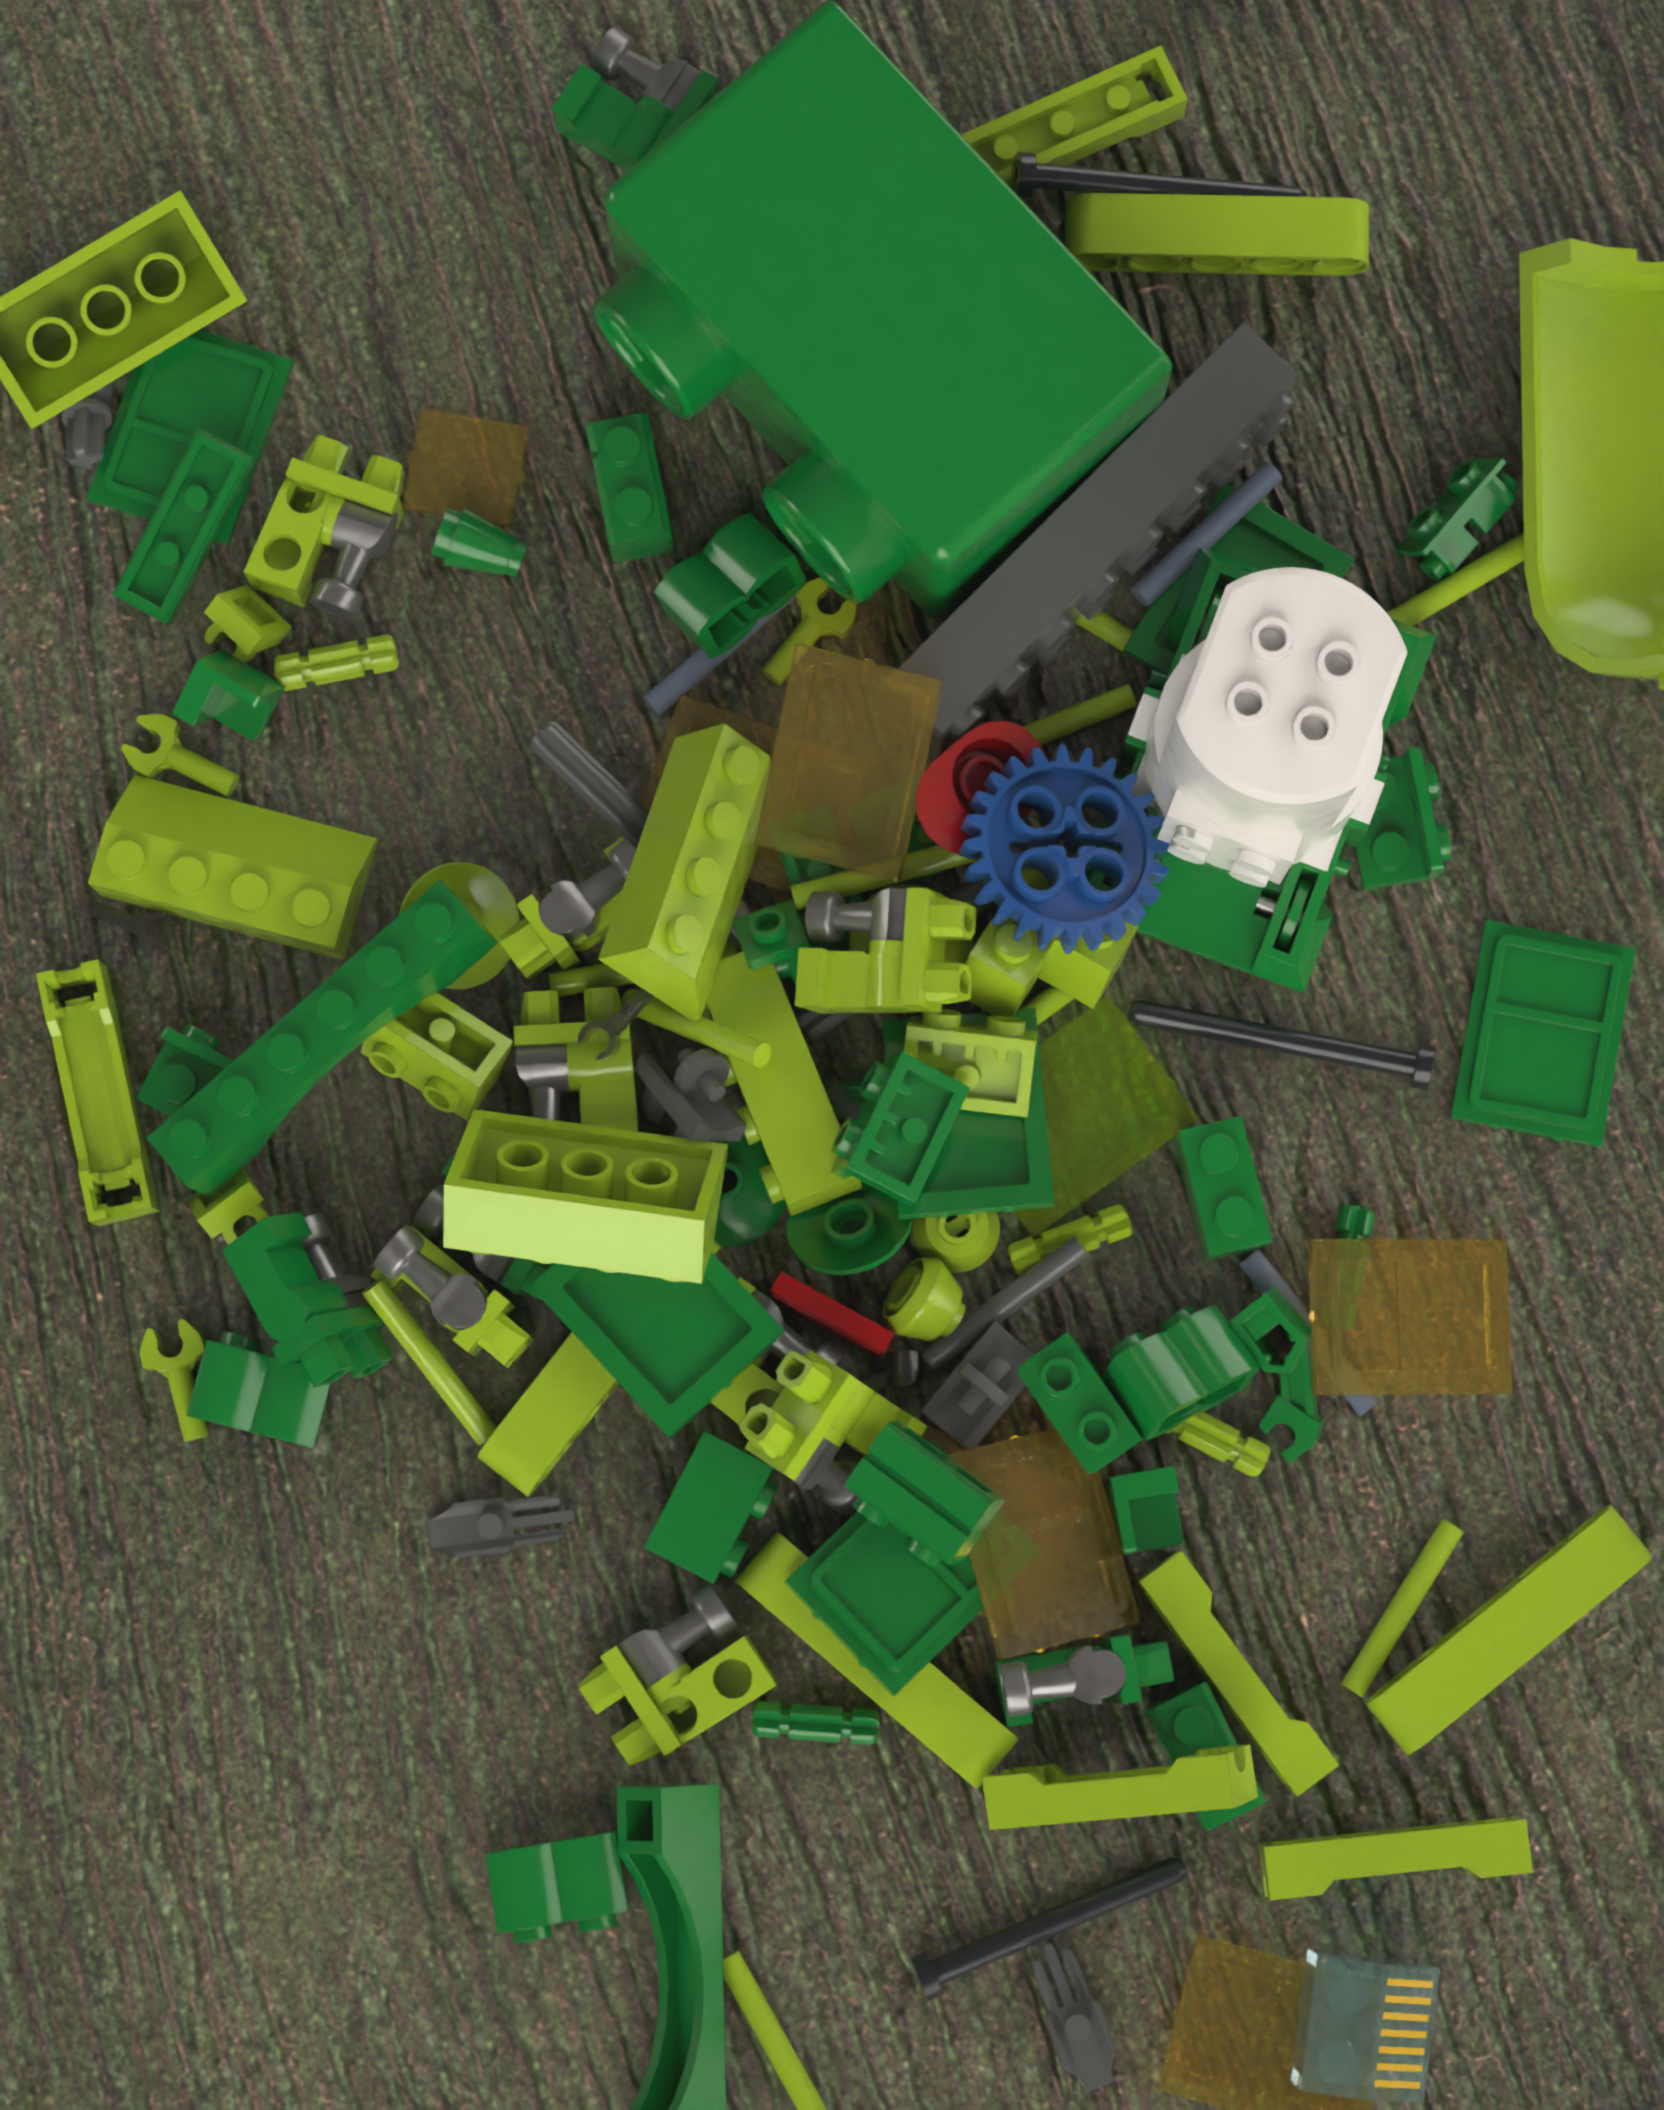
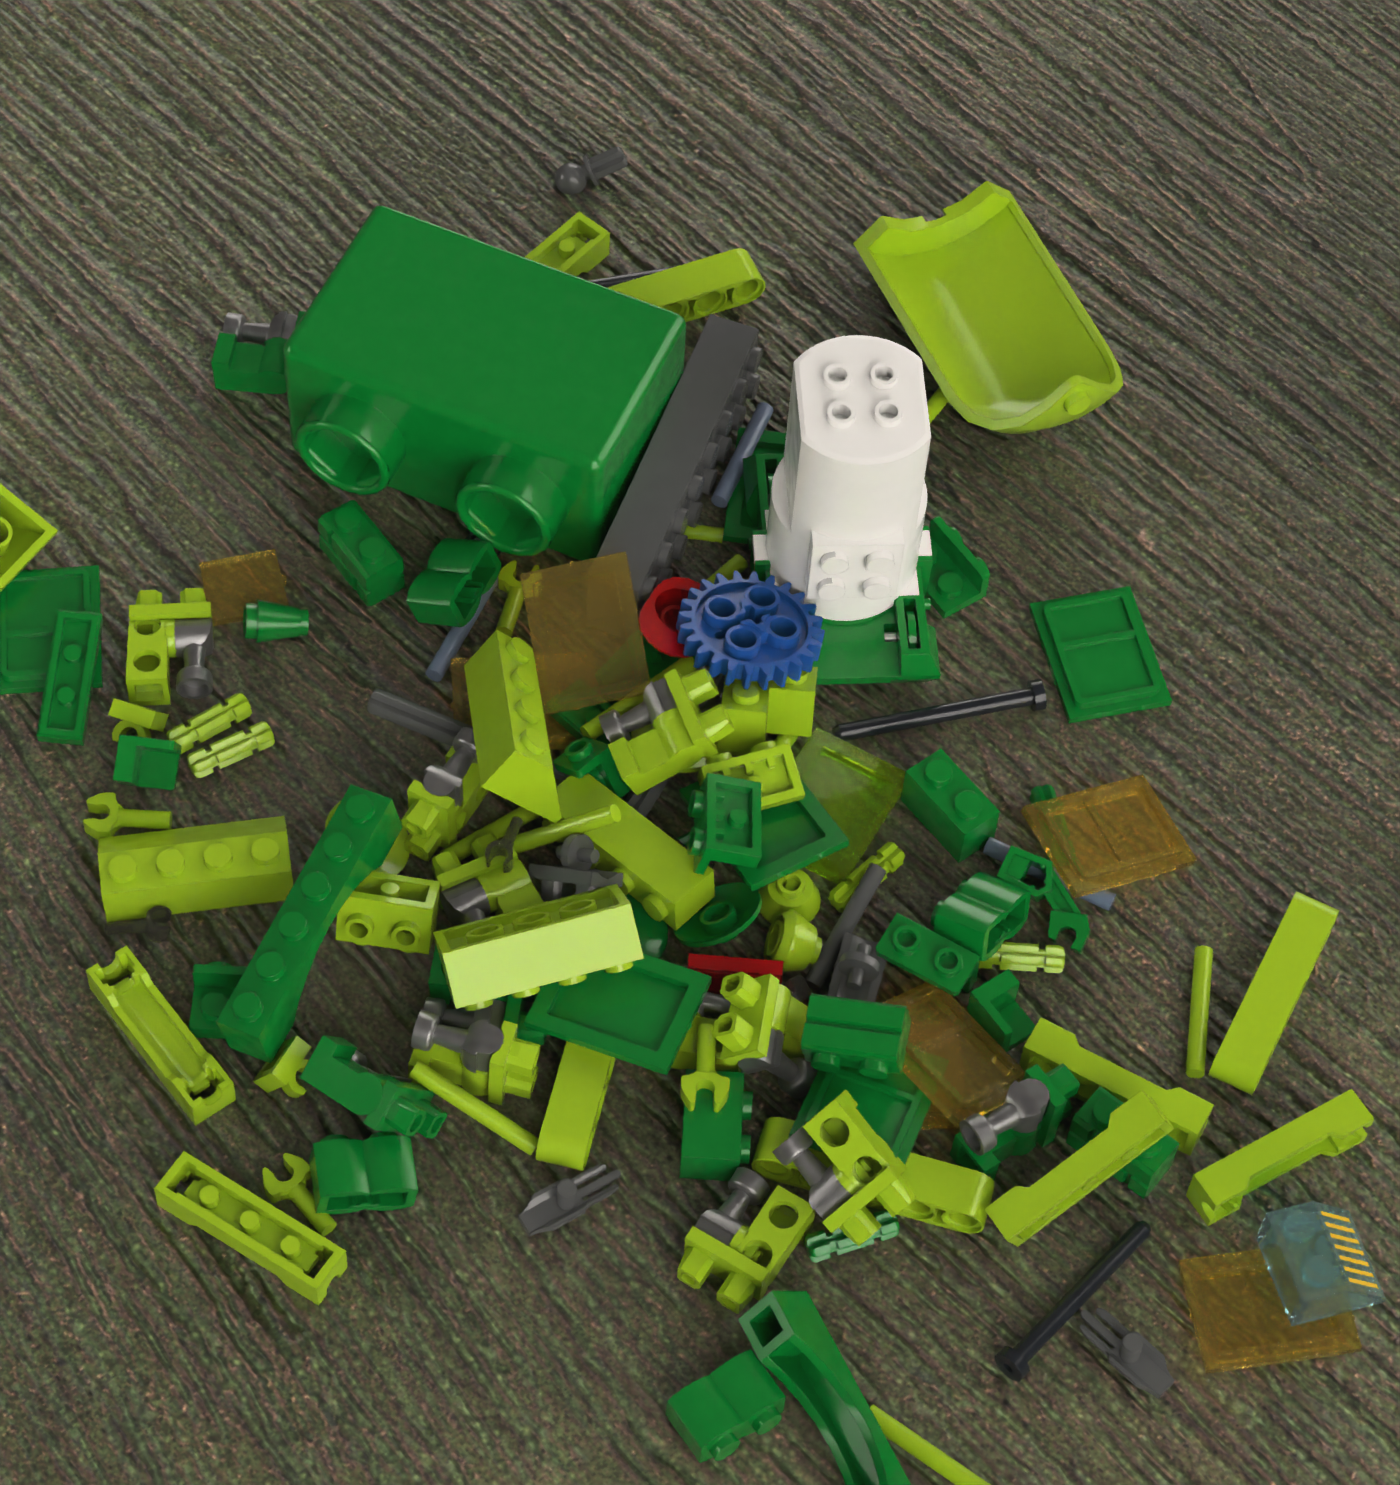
camera: 30 degrees left, 25 degrees down
(100, 1401) = (251, 1226): none -> lime piece
(347, 713) = (230, 749): none -> lime axle
(721, 1451) = (705, 1073): none -> lime bar
(828, 1666) = (860, 1169): none -> lime hips

